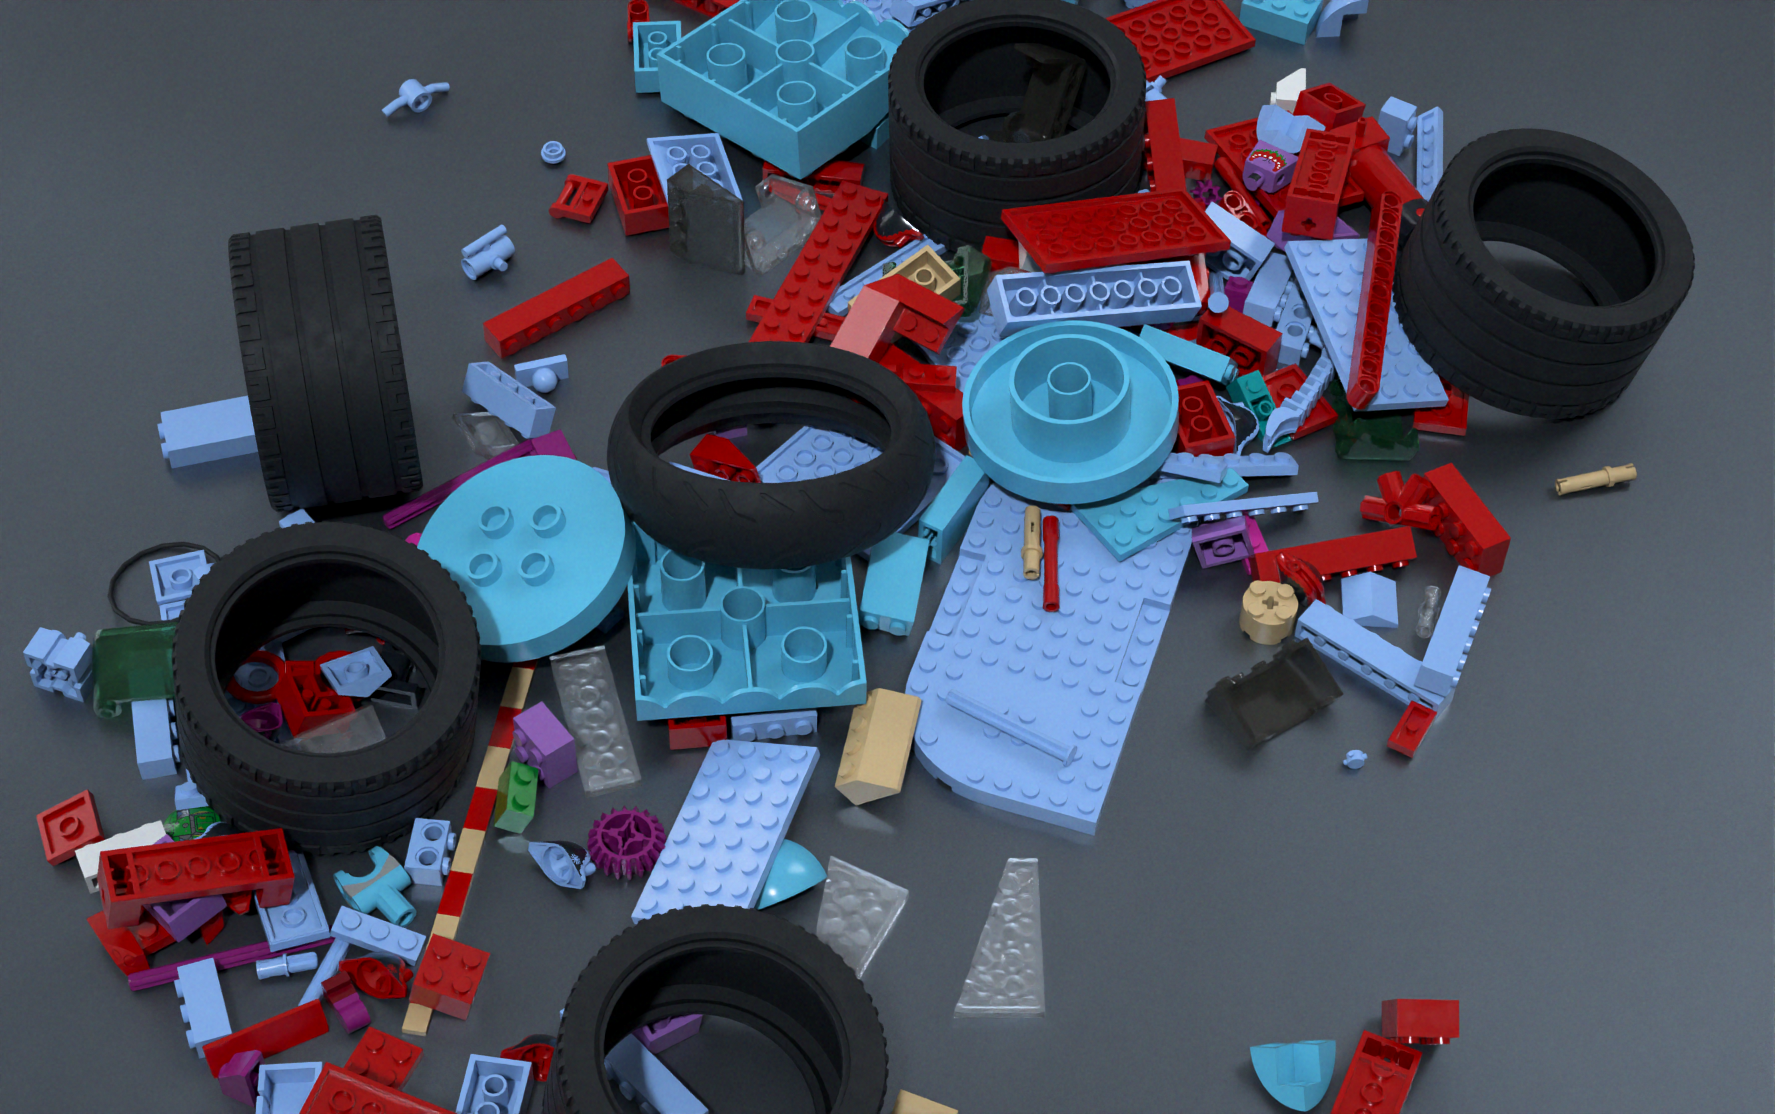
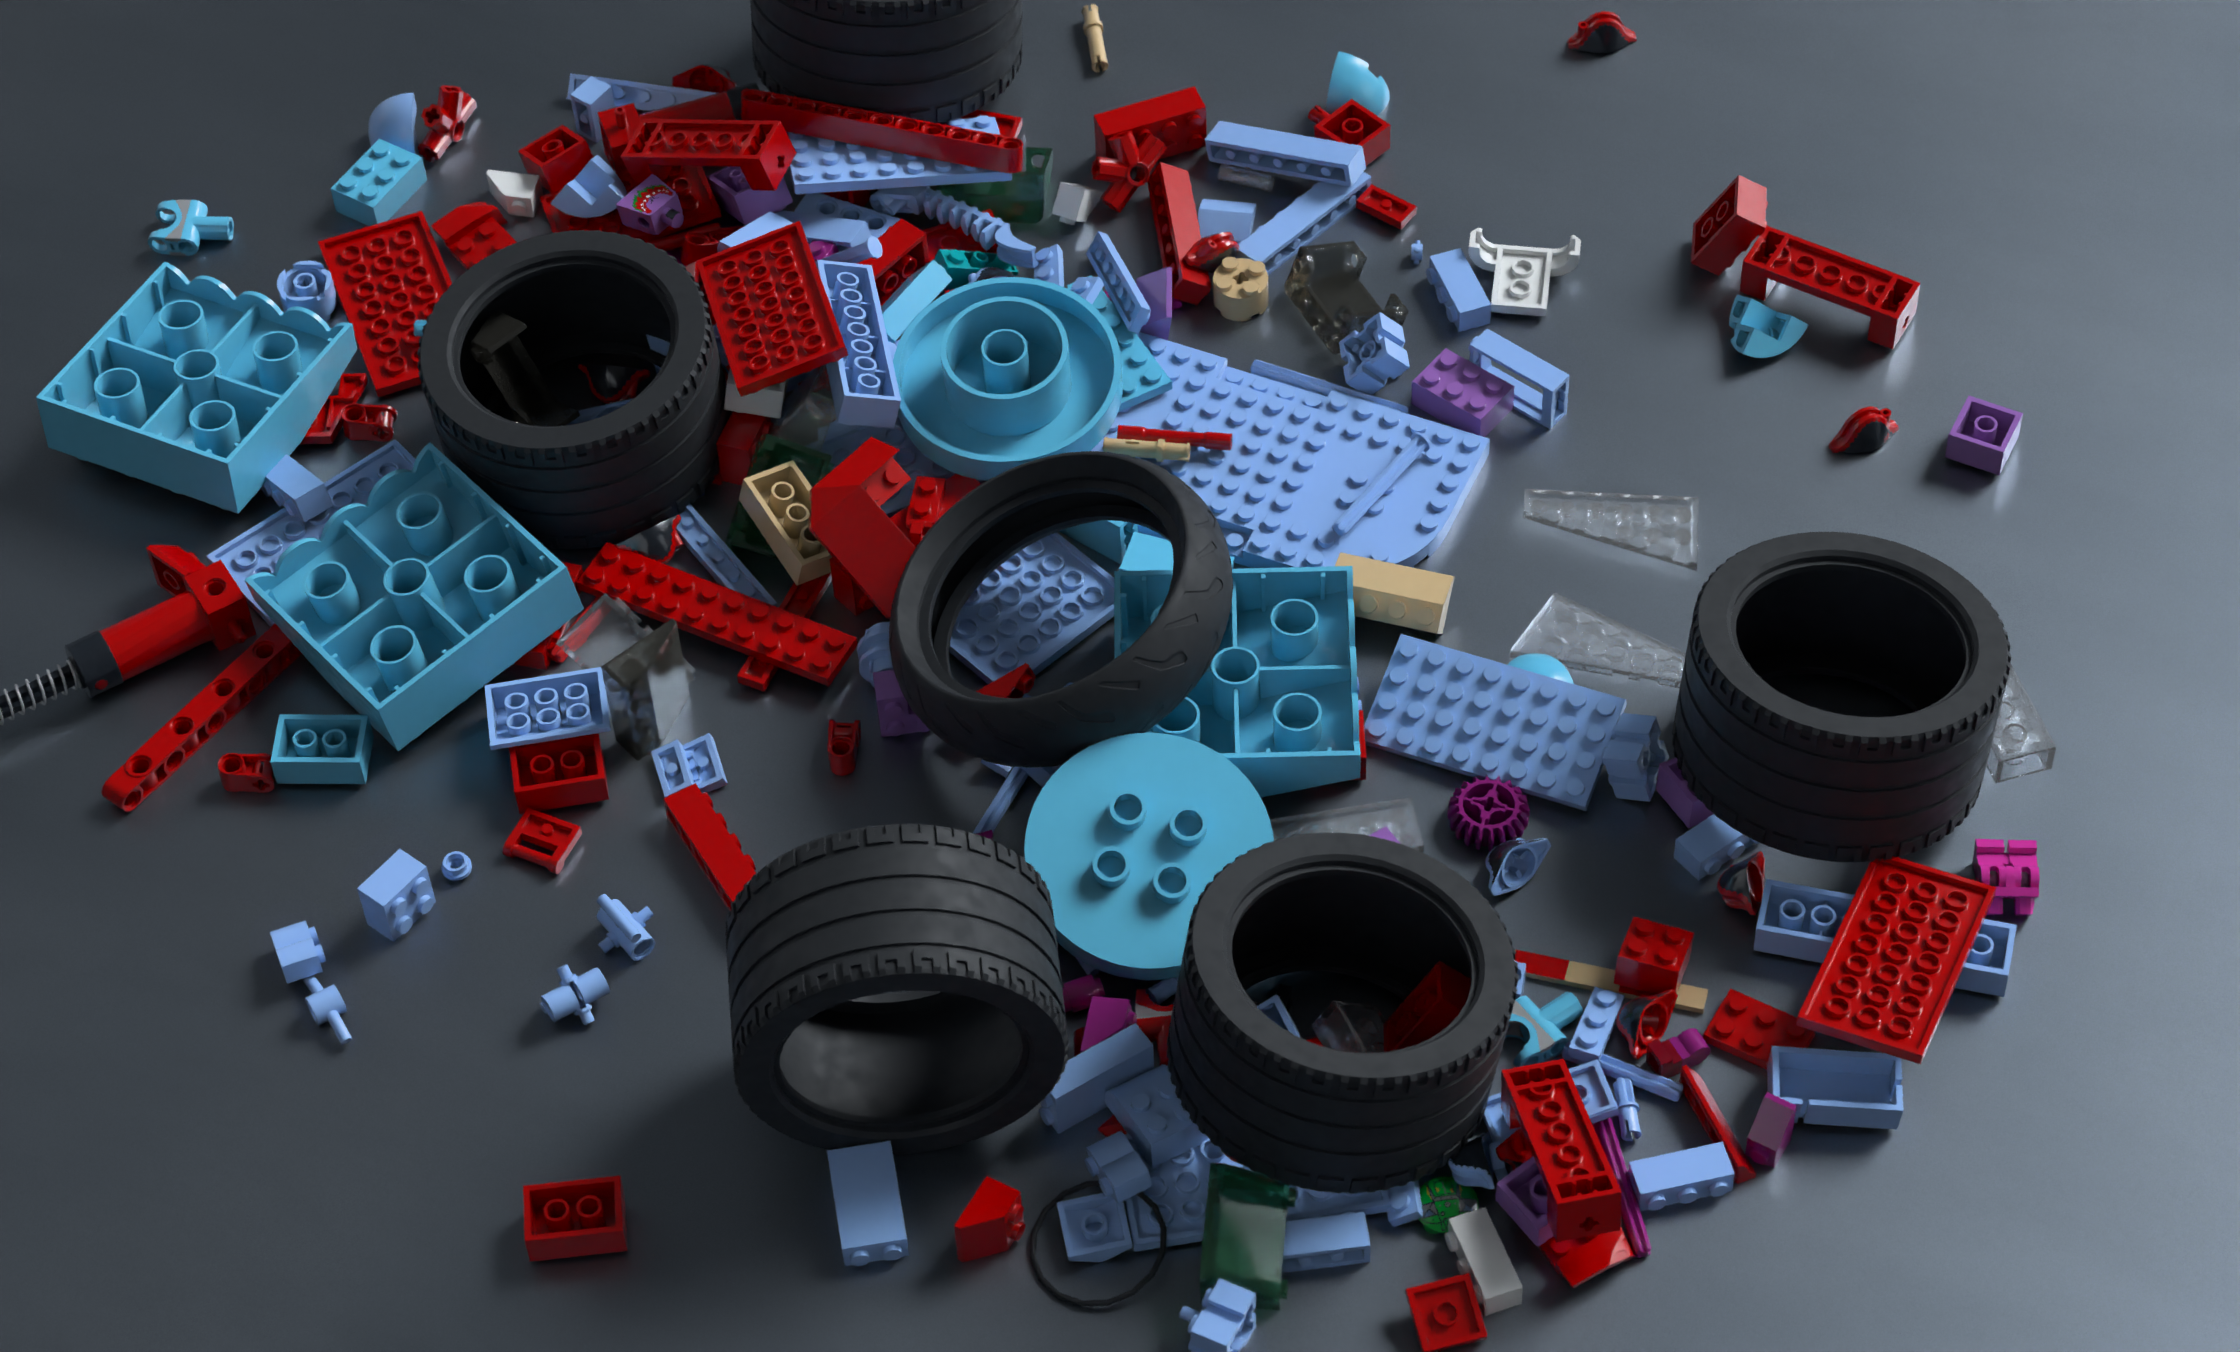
camera: 80 degrees left, 0 degrees up
(184, 502) = (989, 1221): none -> red slope
(203, 254) = (574, 1218): none -> red brick
(418, 231) = (574, 994): none -> light blue pin
(462, 71) = (298, 951): none -> light blue brick
(510, 114) = (396, 895): none -> light blue brick
(660, 280) = (689, 764): none -> light blue slope
(1152, 697) = (1316, 385): none -> light blue axle
(1156, 801) = (1462, 394): none -> medium lavender brick
(1176, 841) = (1542, 408): none -> light blue window
(1188, 717) = (1374, 354): none -> light blue brick
(1226, 84) = (473, 232): none -> red piece
(1304, 794) = (1459, 290): none -> light blue brick
(1337, 848) = (1522, 272): none -> white piece
(1358, 475) = (1075, 202): none -> white slope
(1361, 39) = (445, 121): none -> red piece
(1498, 687) = (1354, 126): none -> red brick
(1559, 687) = (1354, 81): none -> medium azure brick
(1719, 916) = (1601, 34): none -> hat

